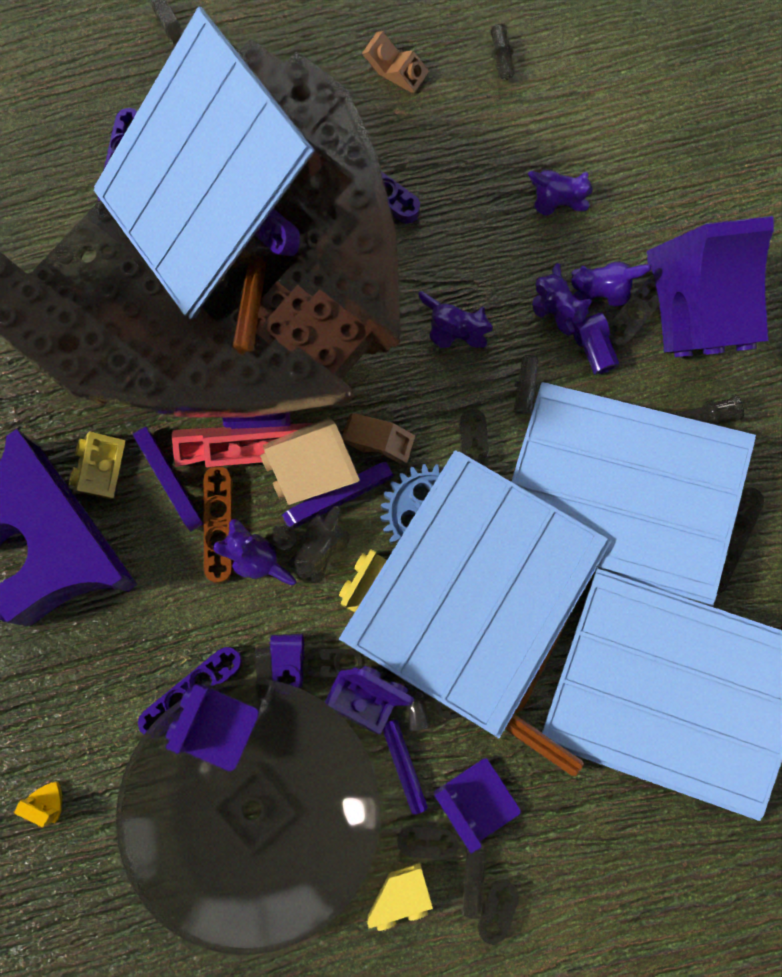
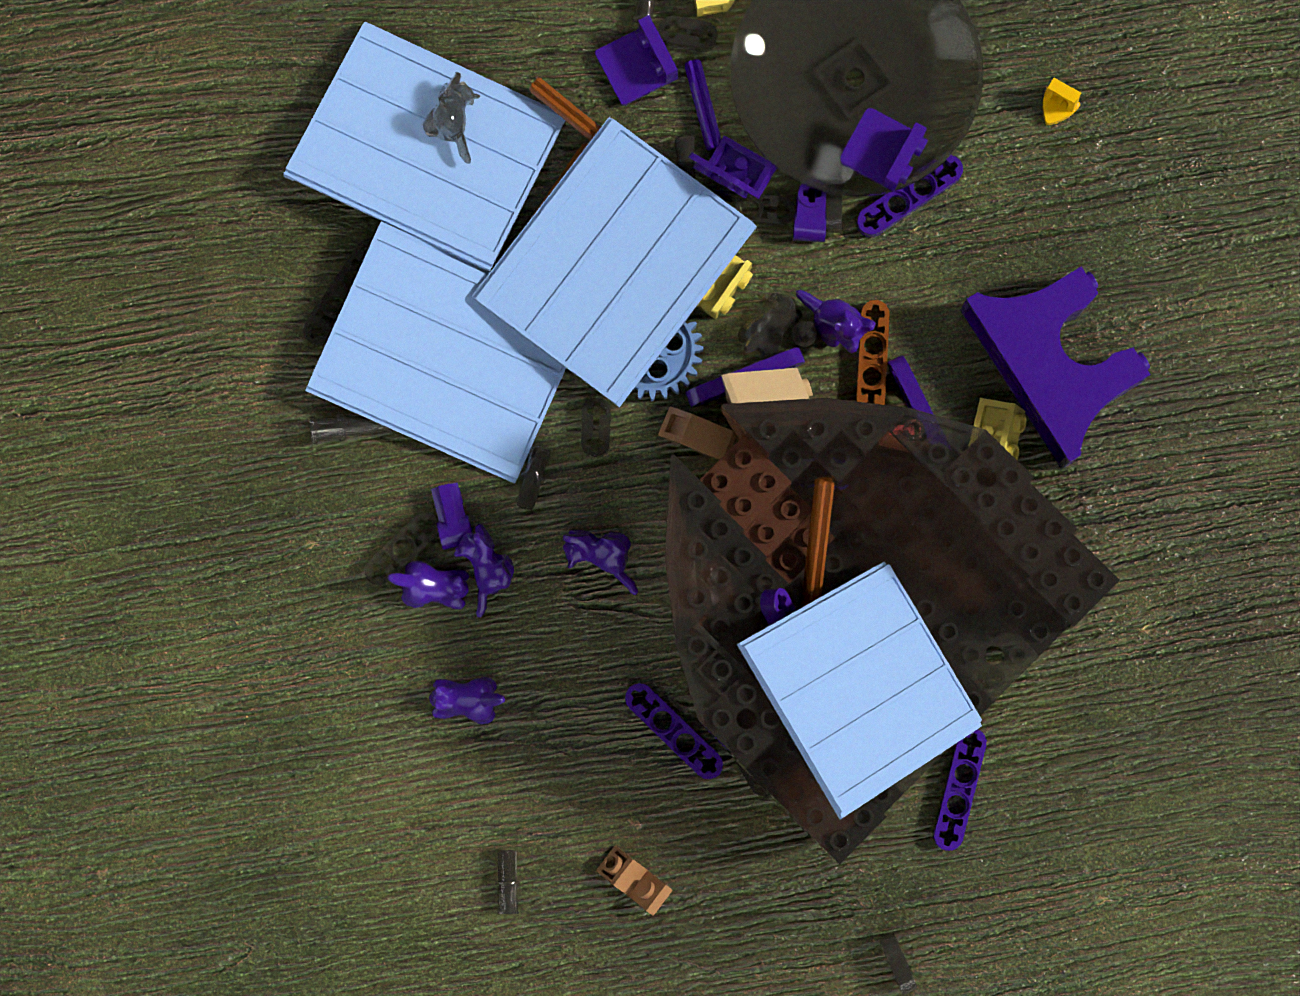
camera: 170 degrees left, 5 degrees up
(663, 720) = (449, 117): none -> clear smoke animal
(713, 286) = (335, 537): dark purple piece -> none

